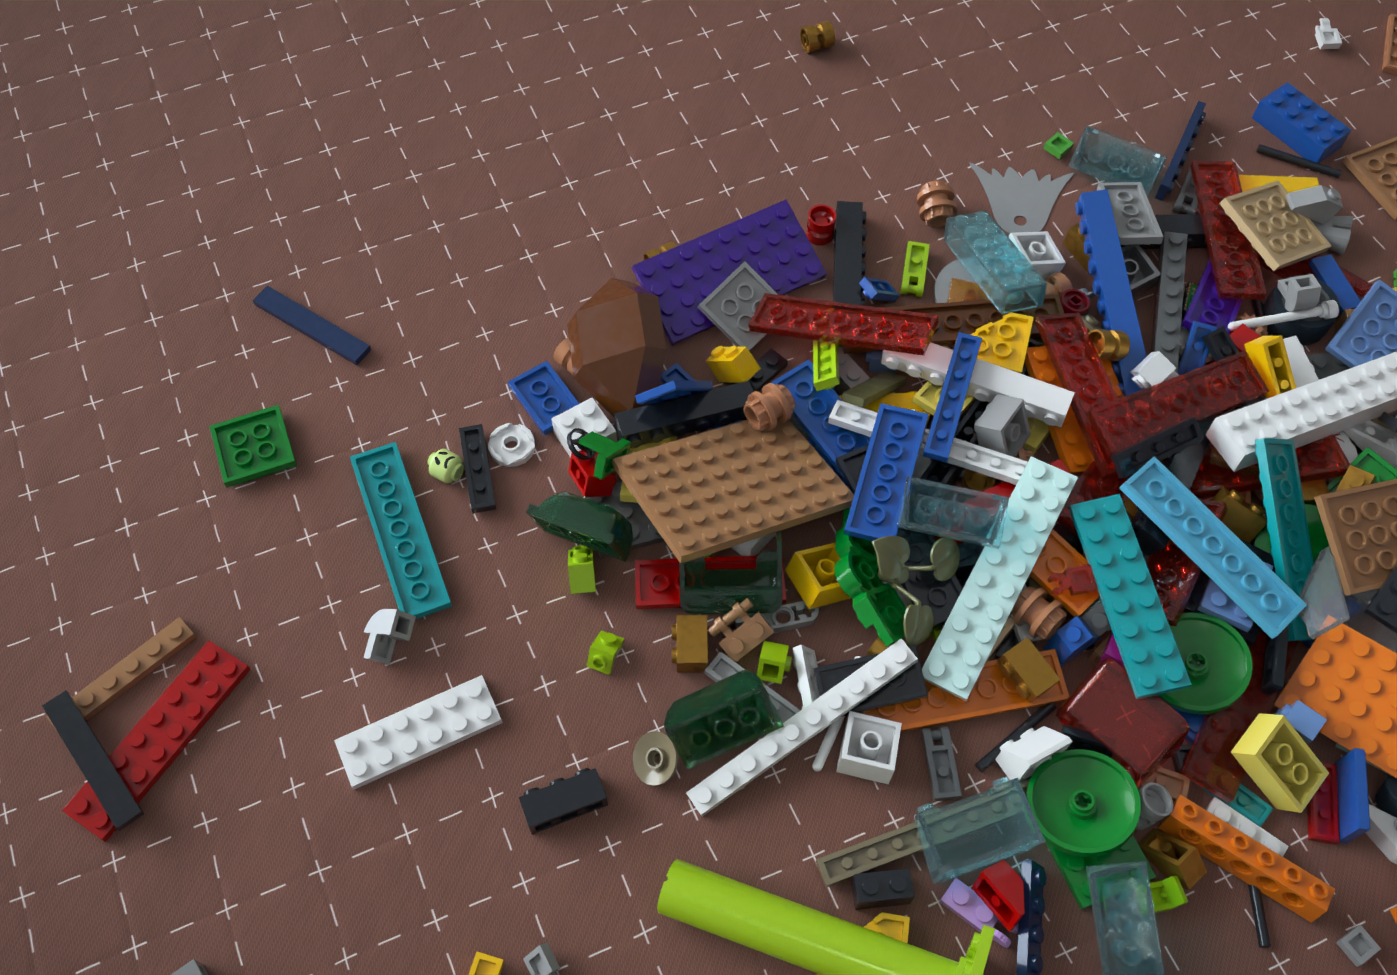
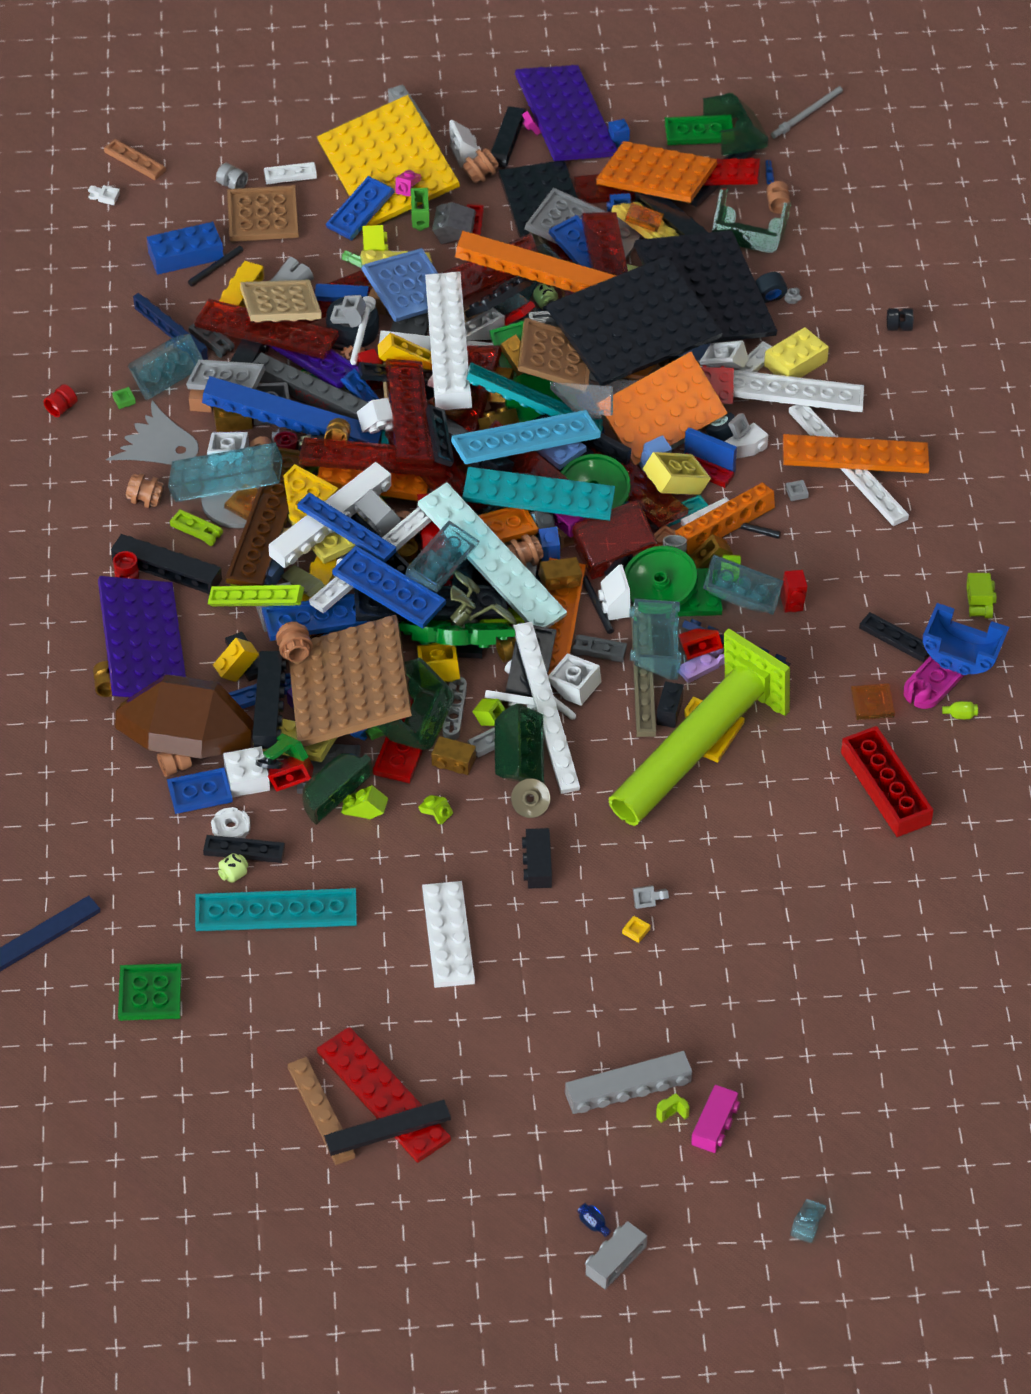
camera: 70 degrees left, 10 degrees down
(384, 630) = (361, 926): light grey brick -> none
(673, 390) = (253, 693): blue tile -> none
(735, 303) = (184, 638): light grey plate -> none
(746, 636) = (463, 720): medium nougat plate -> none
(844, 323) = (245, 573): clear red plate -> none
(878, 289) = (209, 553): blue plate -> none
(1019, 94) = (60, 400): none -> red wheel
(1076, 579) = (515, 518): clear red plate -> none
(1315, 203) = (273, 269): light grey slope -> none

